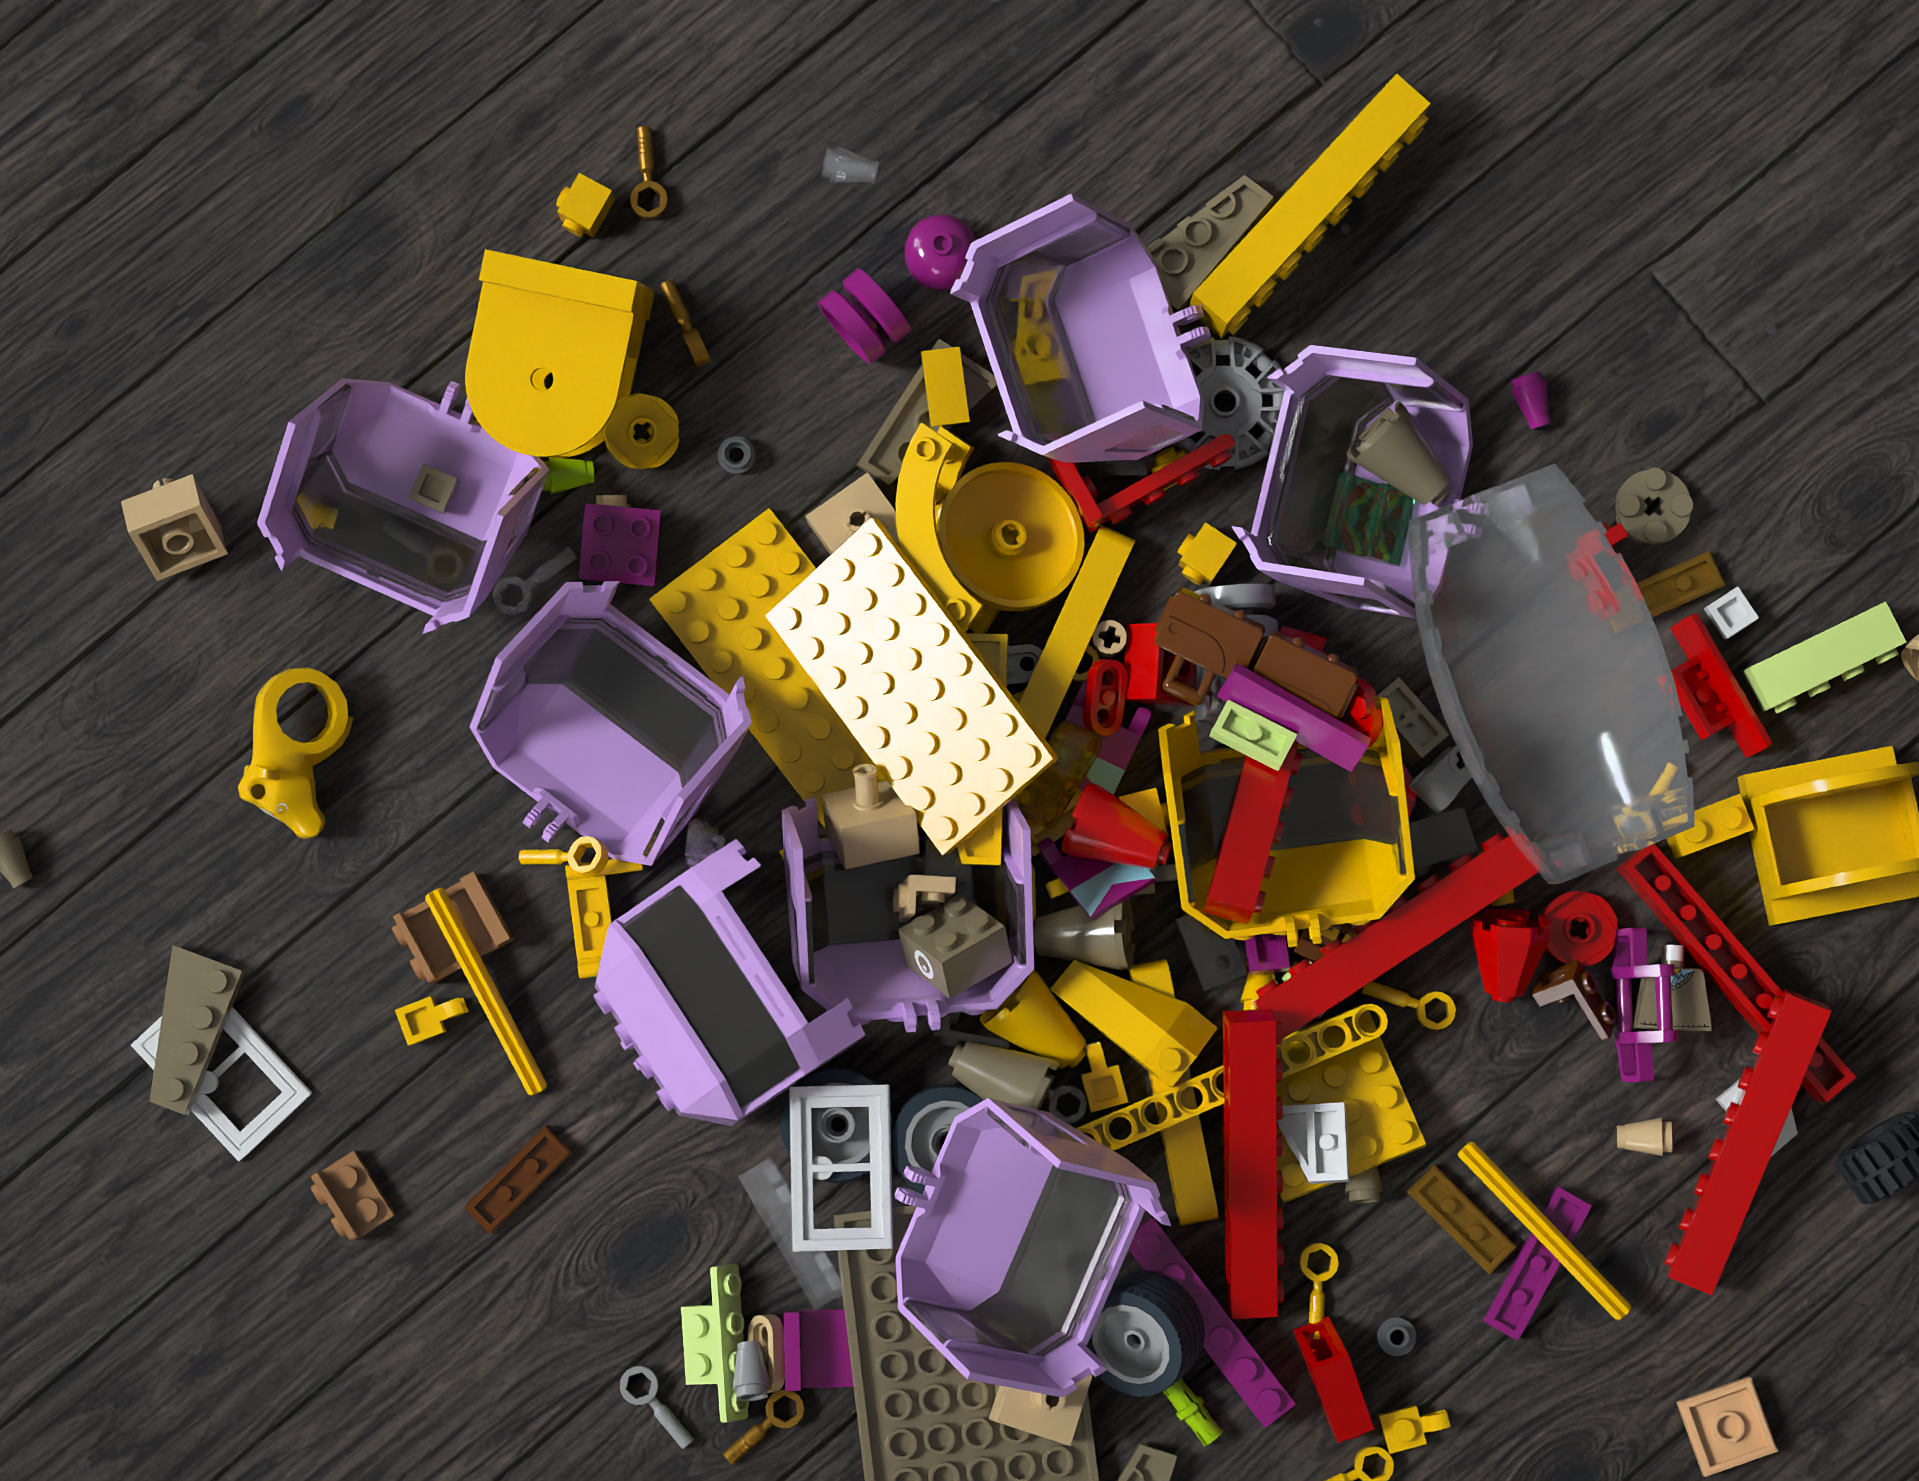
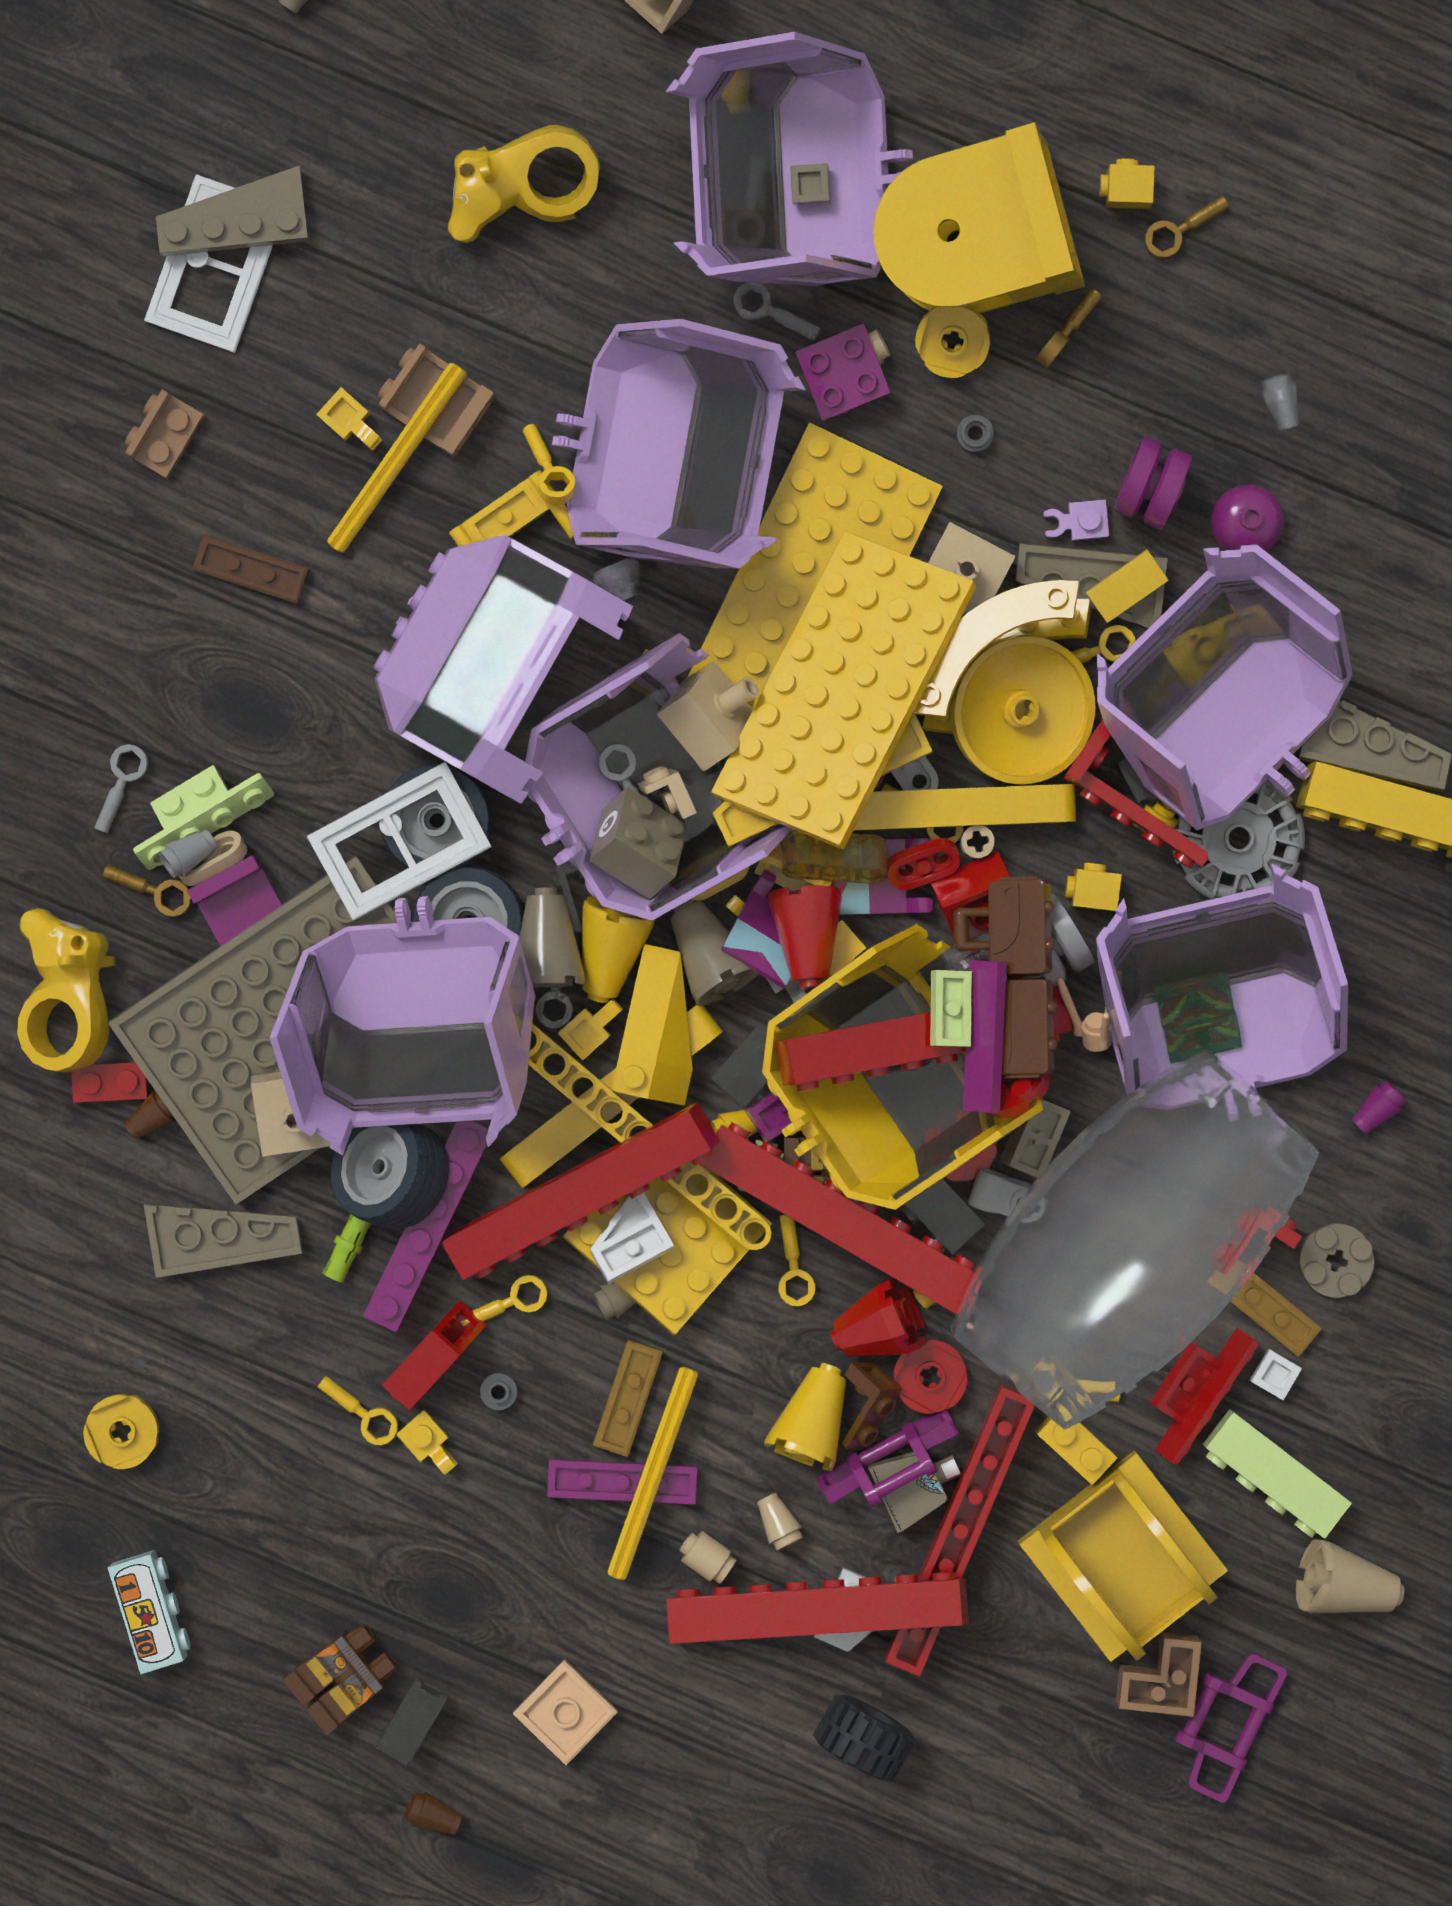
camera: 60 degrees right, 5 degrees up
(567, 474) = (882, 294): lime cone -> none
(773, 1202) = (345, 794): clear fence -> none
(865, 397) = (1084, 521): none -> lavender plate
(884, 926) = (624, 776): none -> light grey piece
(988, 455) = (1085, 654): none -> yellow piece
(1333, 617) = (1095, 1027): none -> light nougat plant
(1402, 456) = (1266, 1017): dark tan cone -> none
(1566, 1057) = (812, 1419): none -> yellow cone
(1646, 1219) = (707, 1557): none -> tan brick

